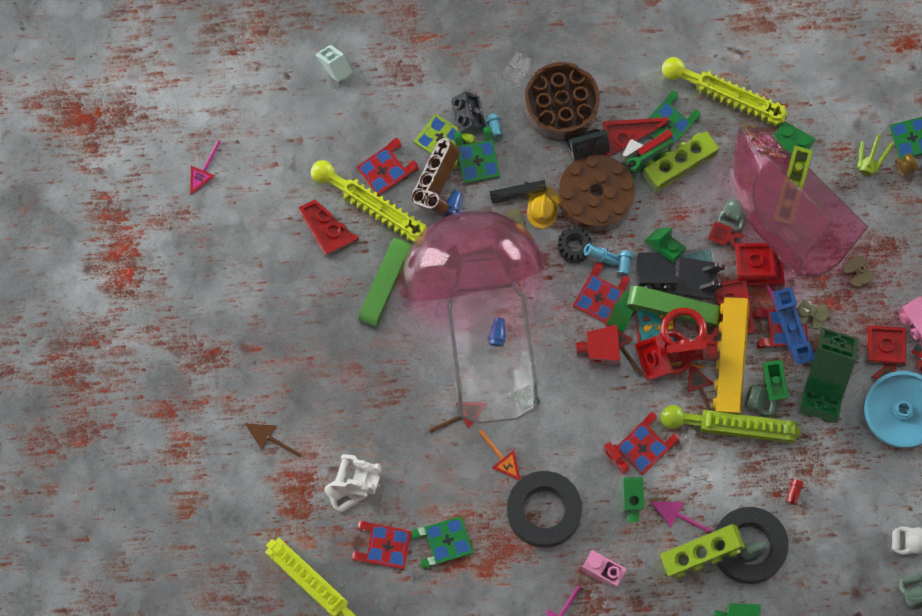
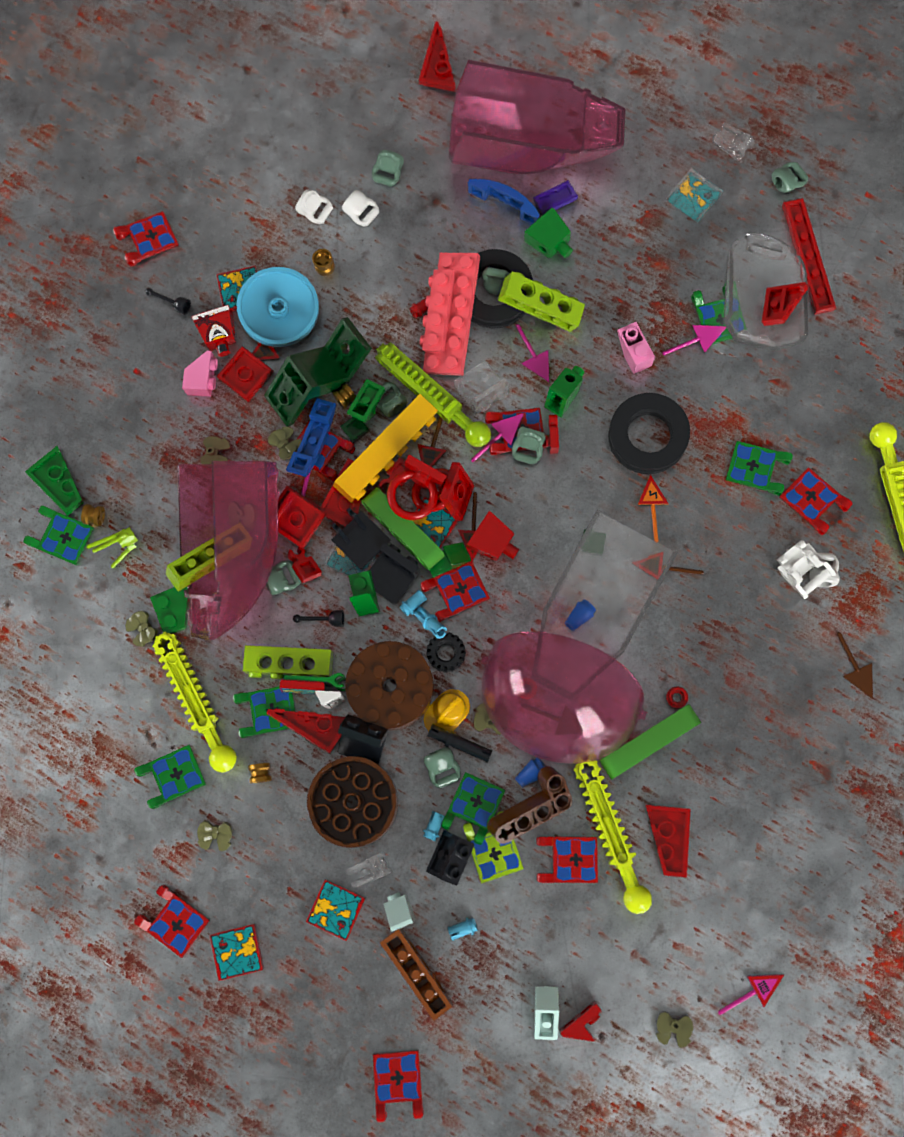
camera: 135 degrees left, 5 degrees up
(248, 111) = (668, 1025): none -> olive piece
(306, 69) = (576, 1026): none -> red slope
(387, 321) = (677, 690): none -> red plate
(425, 78) = (463, 928): none -> medium azure pin
(437, 27) = (417, 974): none -> dark orange brick
(476, 55) = (398, 911): none -> light aqua slope
(520, 31) = (335, 910): none -> tile
(522, 170) = (439, 762): none -> sand green piece
(631, 440) = (530, 440): none -> sand green piece
(640, 77) = (259, 773): none -> pearl gold wheel
(645, 18) = (207, 832): none -> olive piece
(654, 437) = (506, 428): none -> dark pink piece
(672, 214) = (335, 618): none -> black hinge
(698, 39) = (174, 774): none -> green flag
(767, 356) = (354, 429): none -> dark green tile
(767, 495) = (449, 313): none -> coral plate
(796, 378) = (344, 396): none -> pearl gold wheel
(808, 118) = (139, 621): none -> olive piece
(902, 469) = (320, 258): none -> pearl gold wheel

